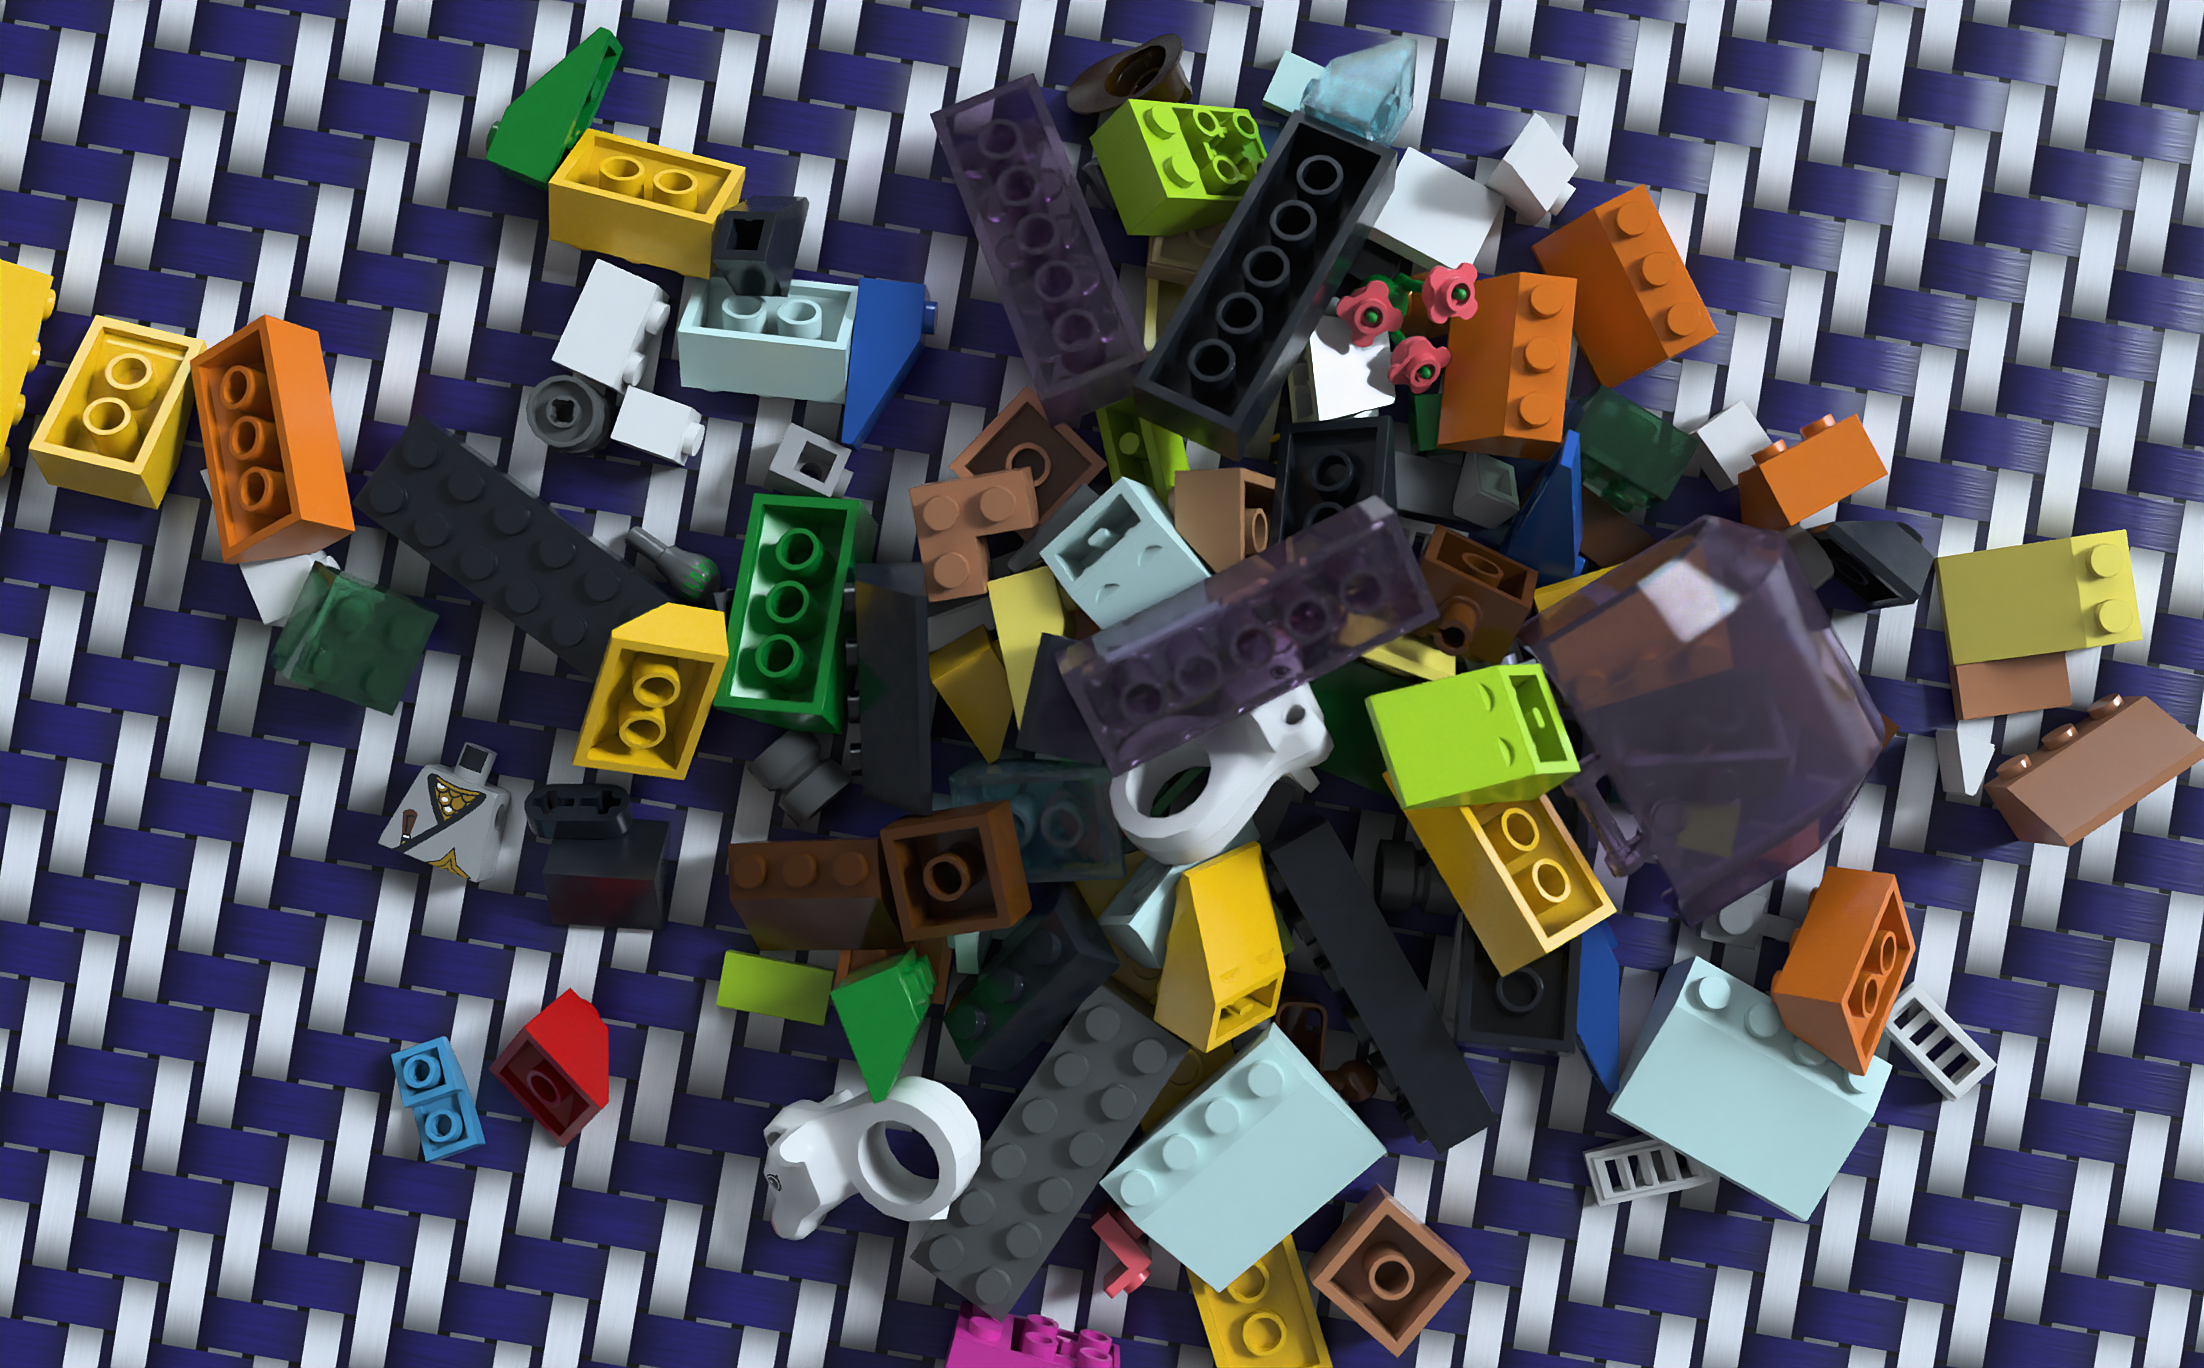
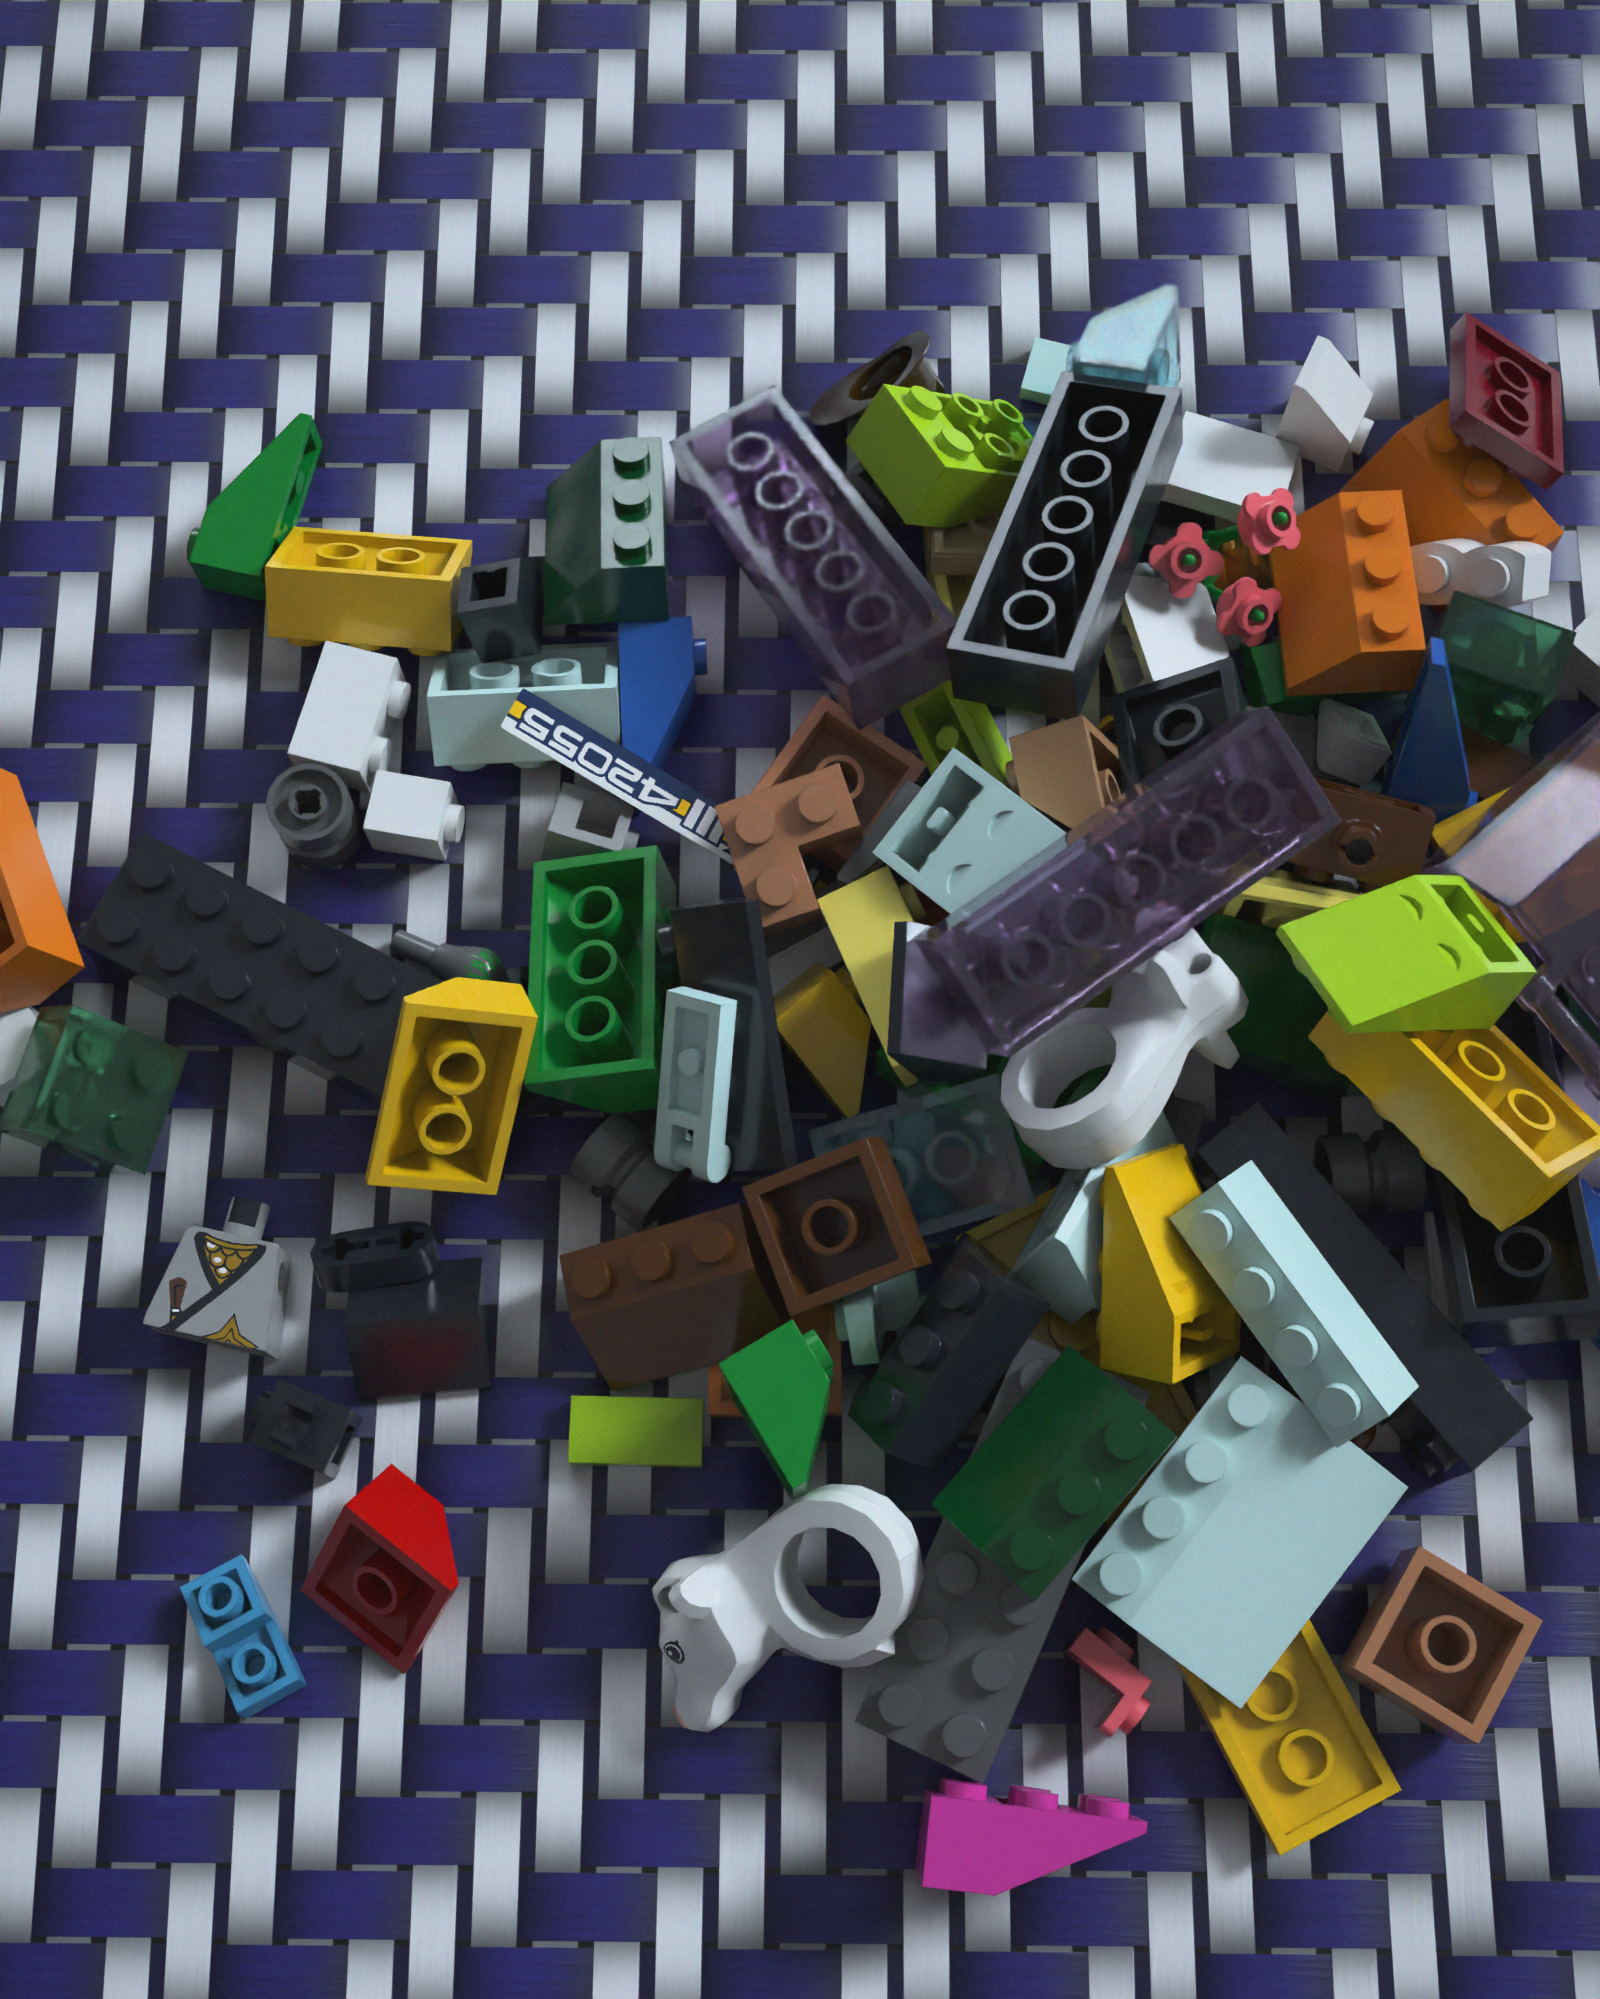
camera: 10 degrees left, 15 degrees down
(503, 944) = (304, 1427): none -> black brick
(844, 427) = (626, 775): none -> sticker
(856, 729) = (695, 1083): none -> light aqua plate
(864, 194) = (608, 536): none -> dark green slope
(1096, 1107) = (1053, 1471): none -> dark green slope
(1320, 1000) = (1295, 1304): none -> light aqua brick
(1631, 362) = (1495, 573): none -> white brick
(1696, 195) = (1505, 402): none -> dark red plate

